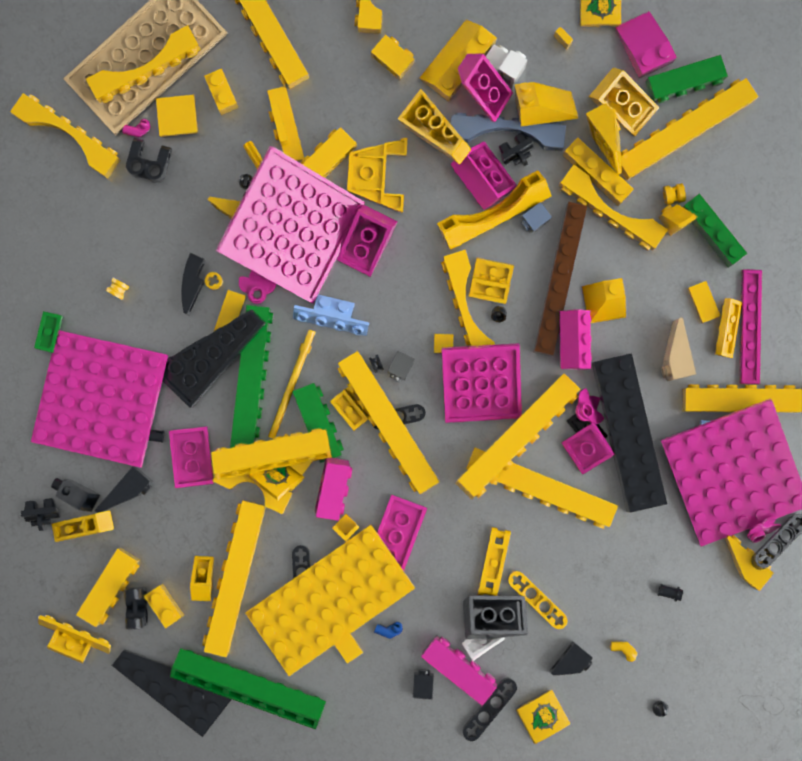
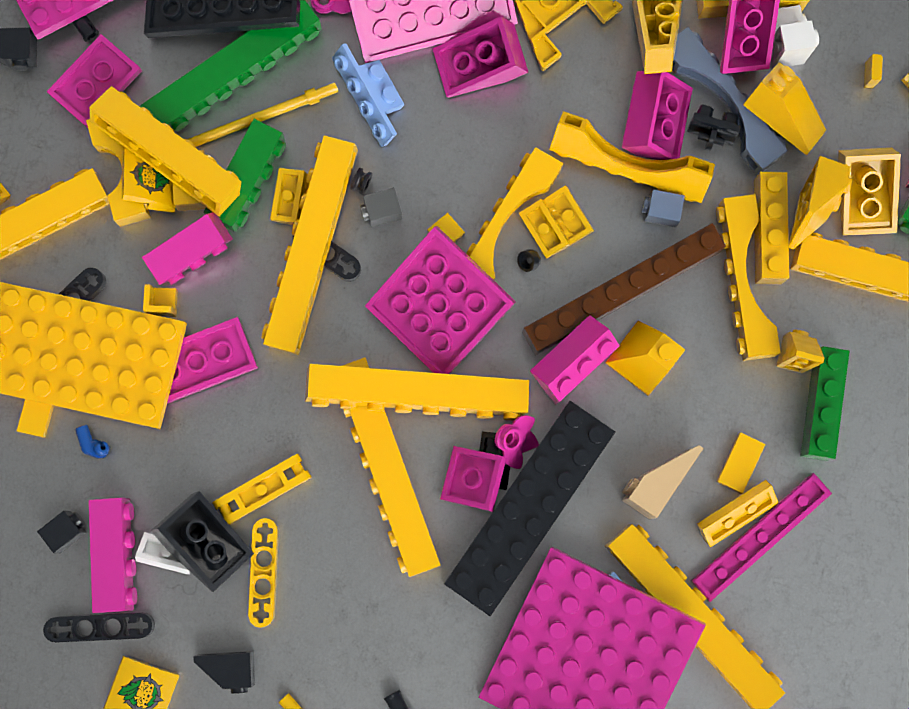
camera: 45 degrees right, 5 degrees down
(674, 194) = (818, 324): yellow wheel -> none

